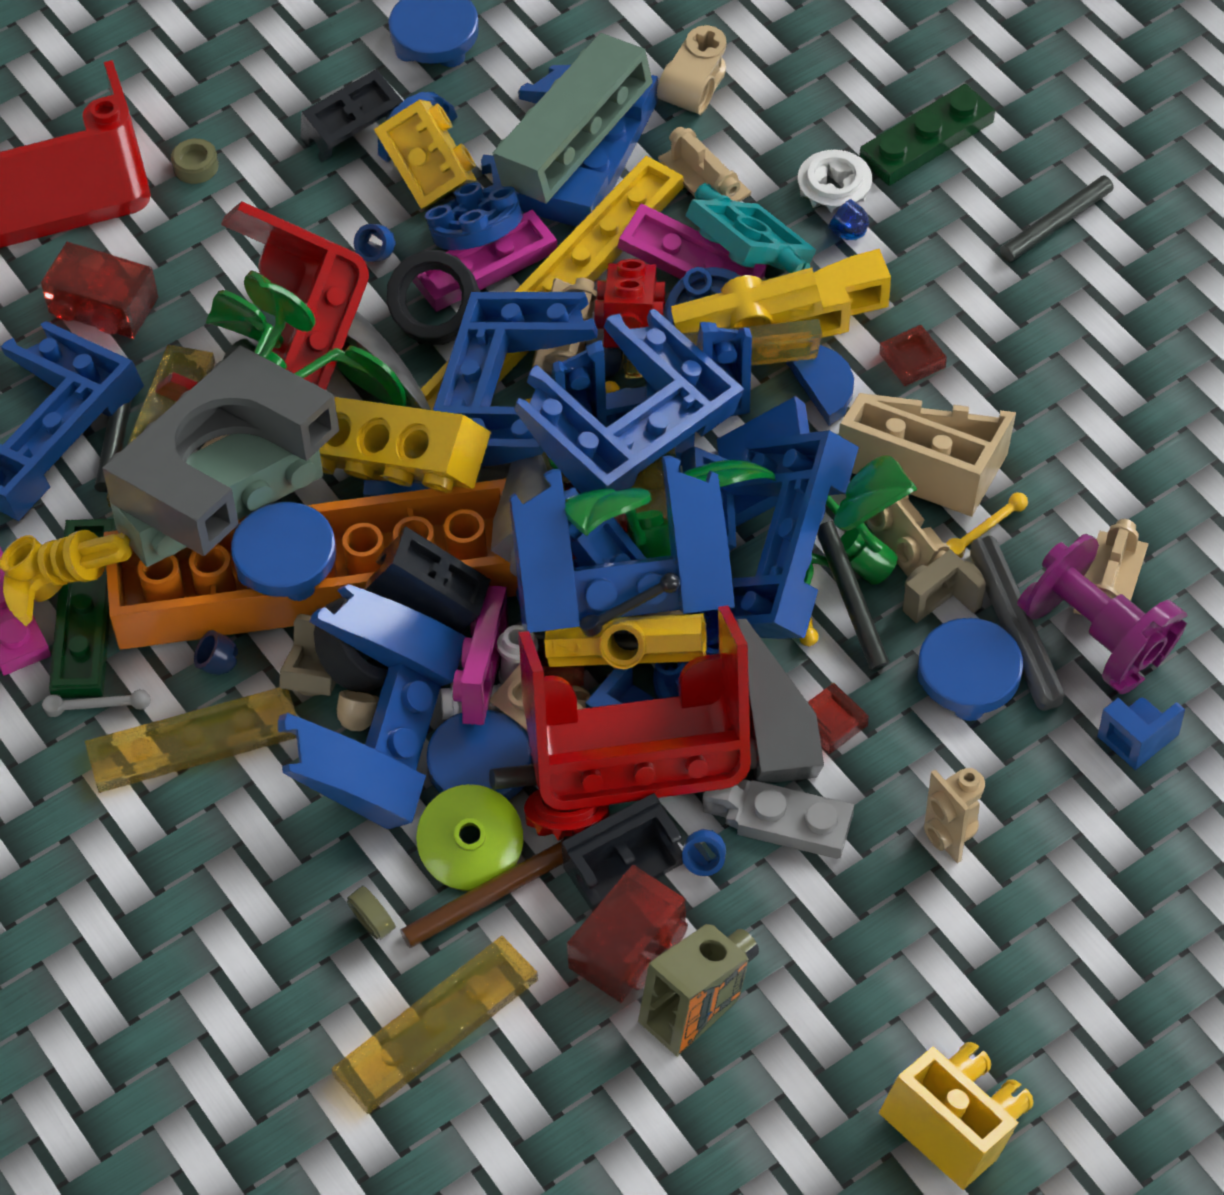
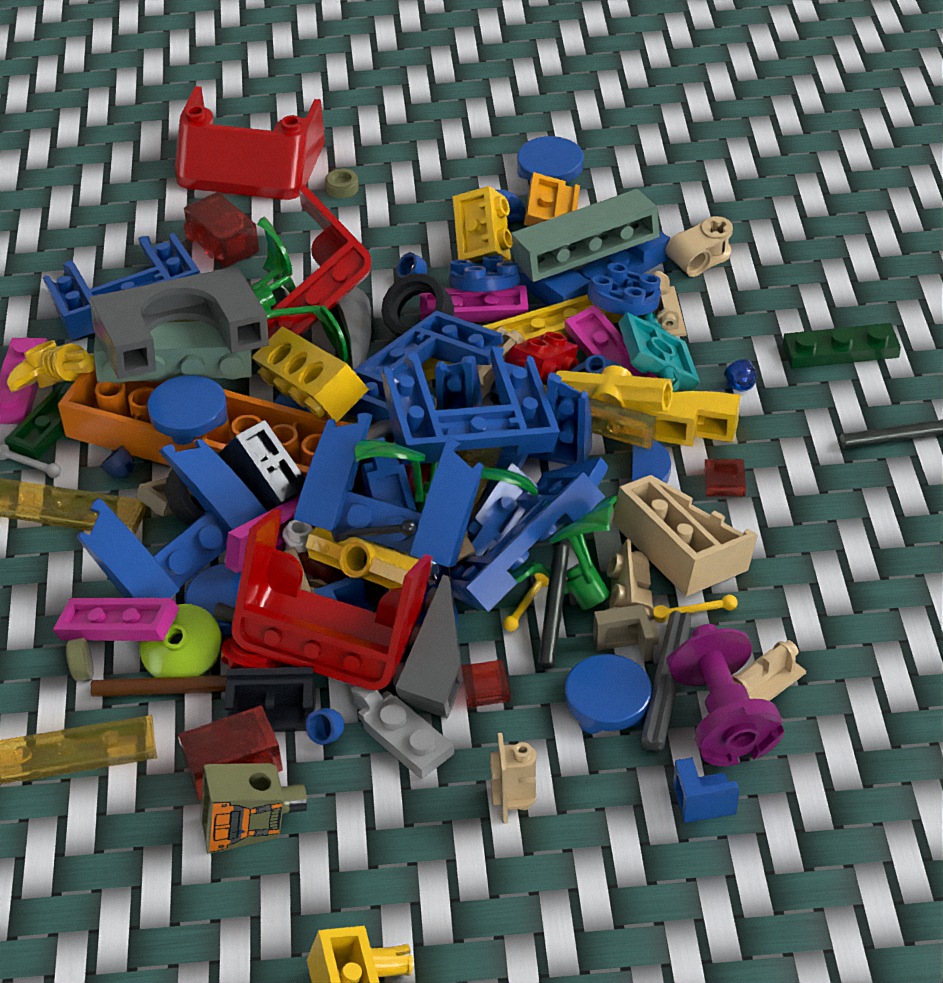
camera: 30 degrees right, 10 degrees down
(347, 112) = (444, 184): black hinge -> none
(356, 709) = (170, 529): tan hinge -> none
(383, 846) = (116, 619): none -> dark pink plate
(479, 86) = (549, 199): none -> light orange plate
(661, 171) = (624, 291): none -> blue tile
(843, 168) = (765, 343): white gear -> none

